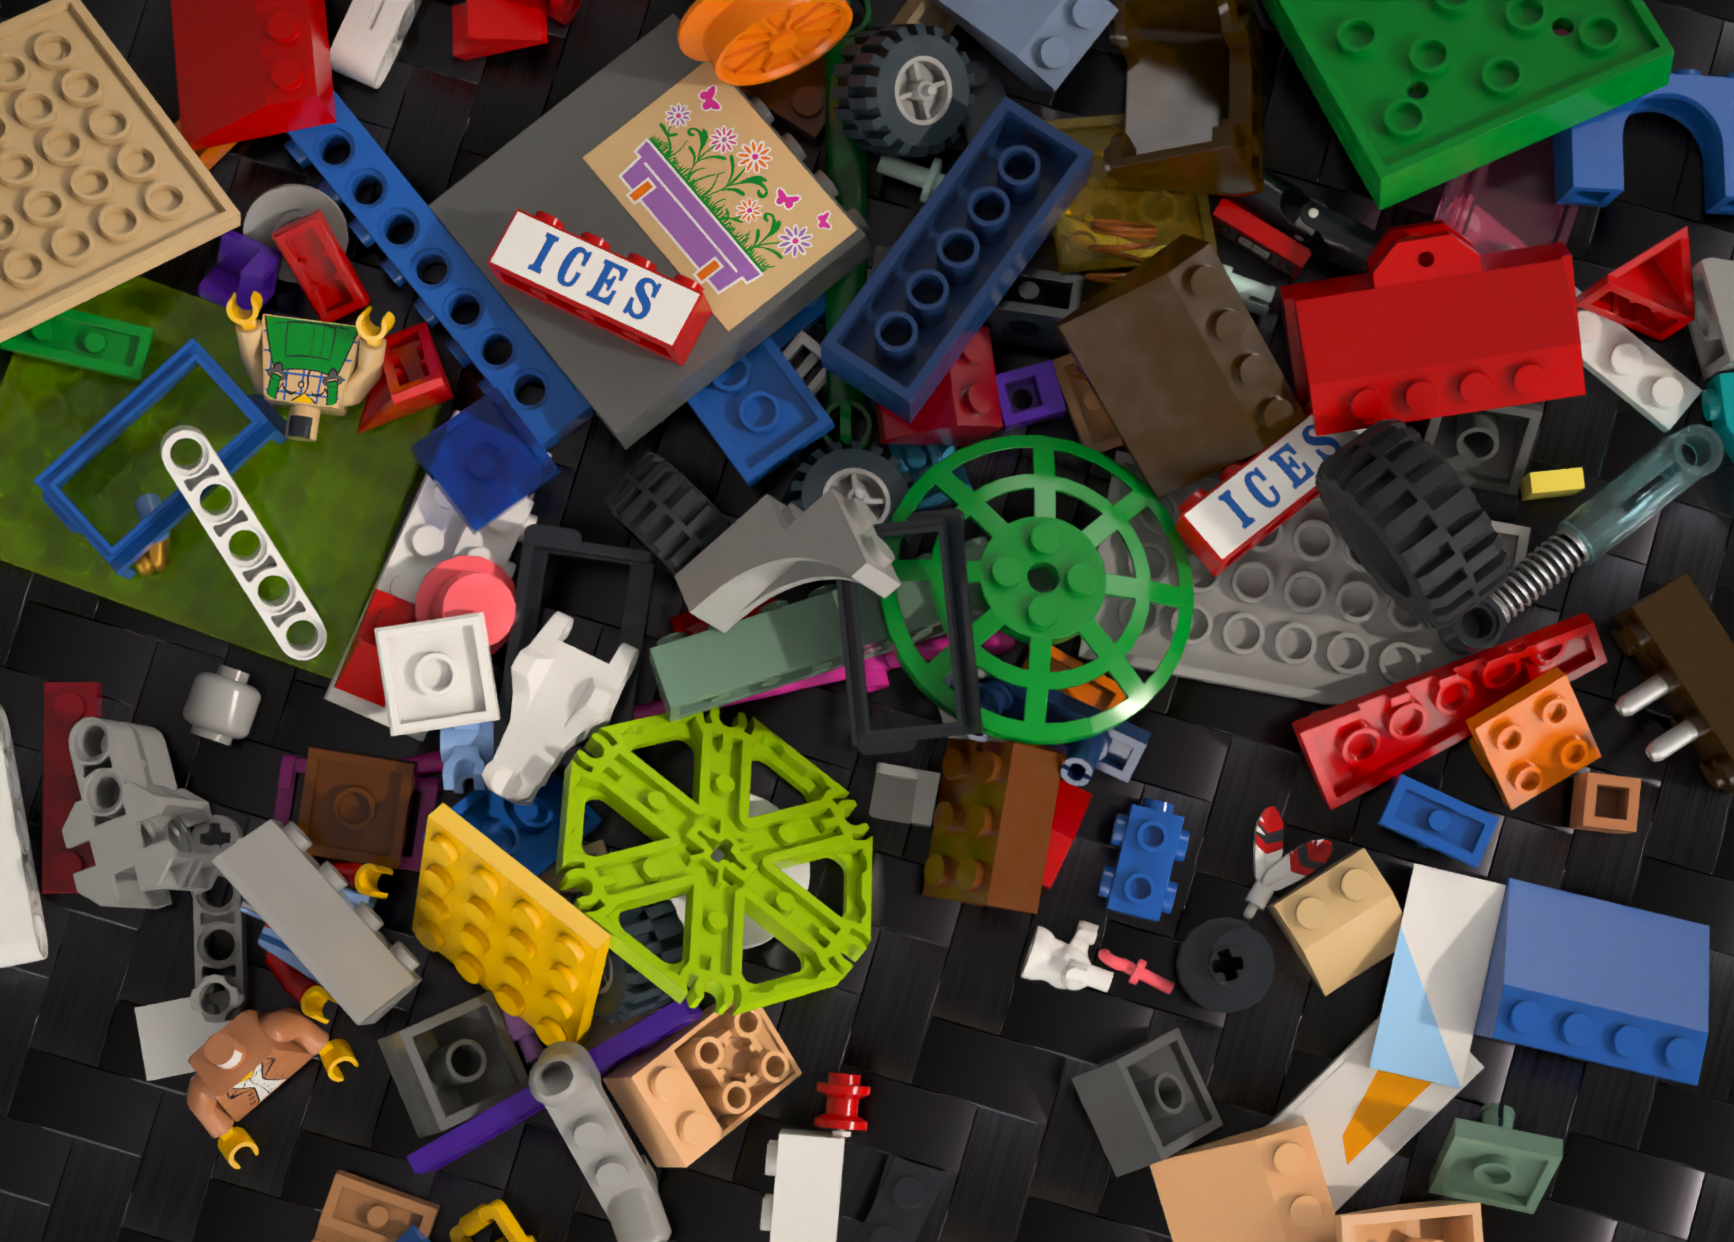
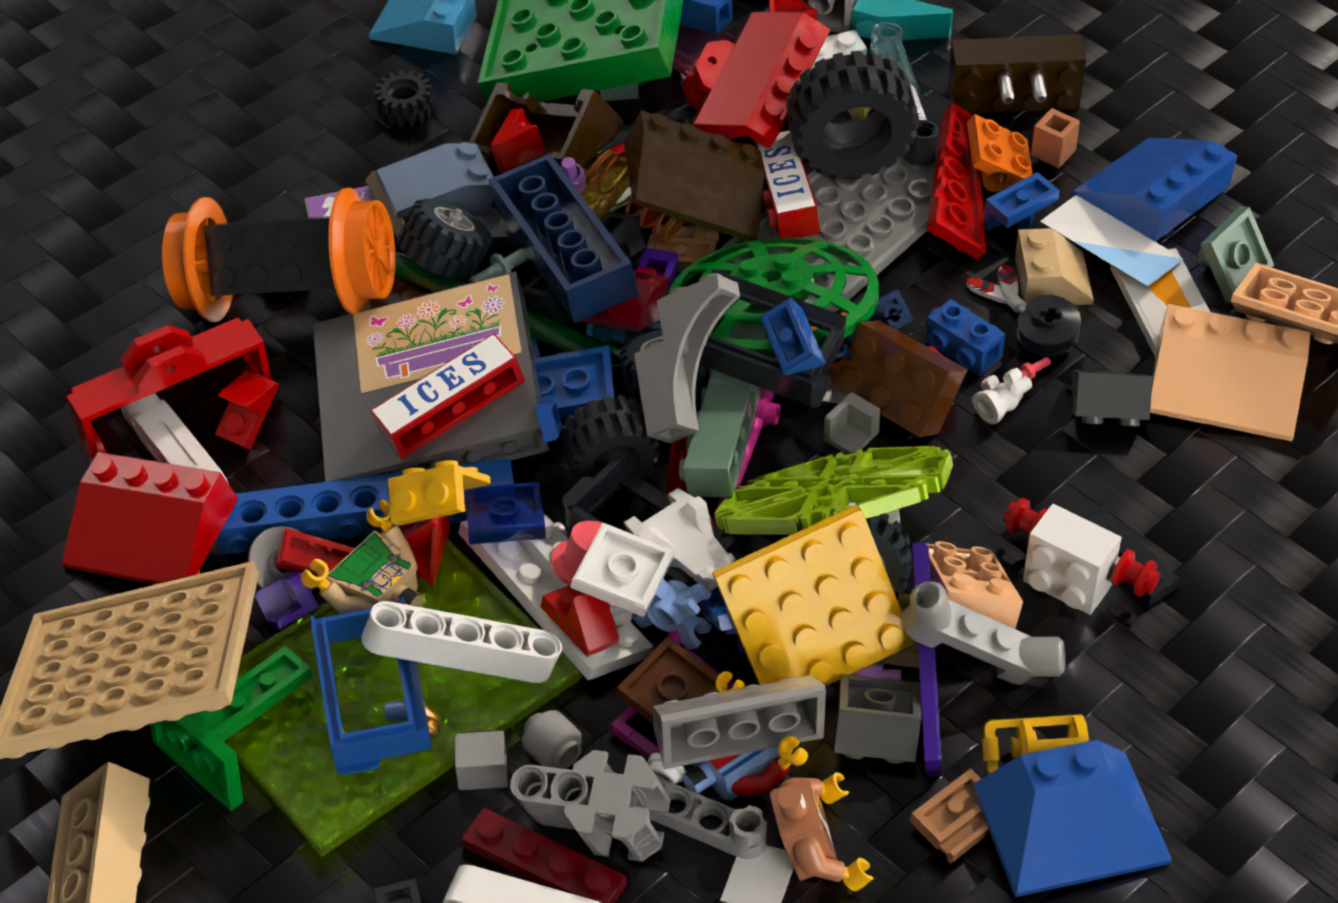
camera: 60 degrees left, 35 degrees down
(151, 643) = (481, 760): none -> light grey panel
(430, 365) = (432, 492): none -> yellow bracket
(652, 427) = (548, 418): none -> blue tile
(904, 684) = (792, 338): none -> blue slope
(1099, 194) = (574, 173): none -> medium lavender cylinder
(1150, 58) = (516, 142): none -> red slope

